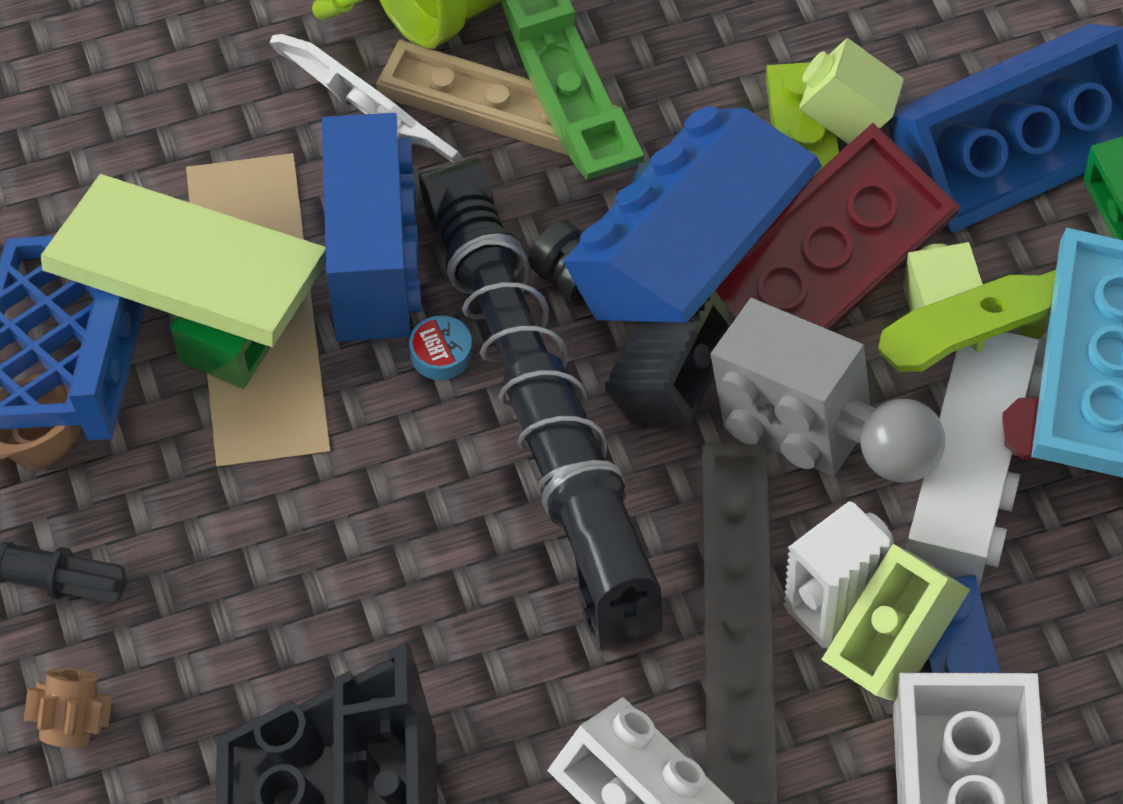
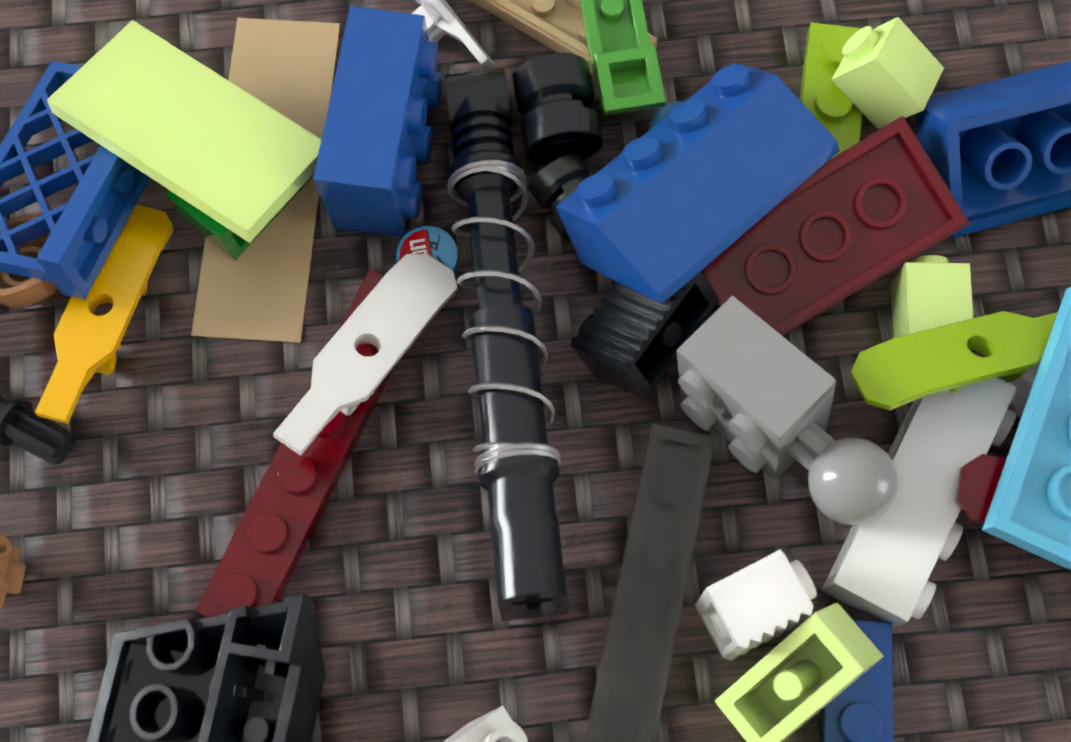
camera: 15 degrees right, 15 degrees up
(124, 479) = (90, 341): none -> yellow piece
(374, 529) = (288, 504): none -> dark red plate
(421, 397) = (386, 318): none -> white piece
(536, 183) = (554, 102): none -> black wheel

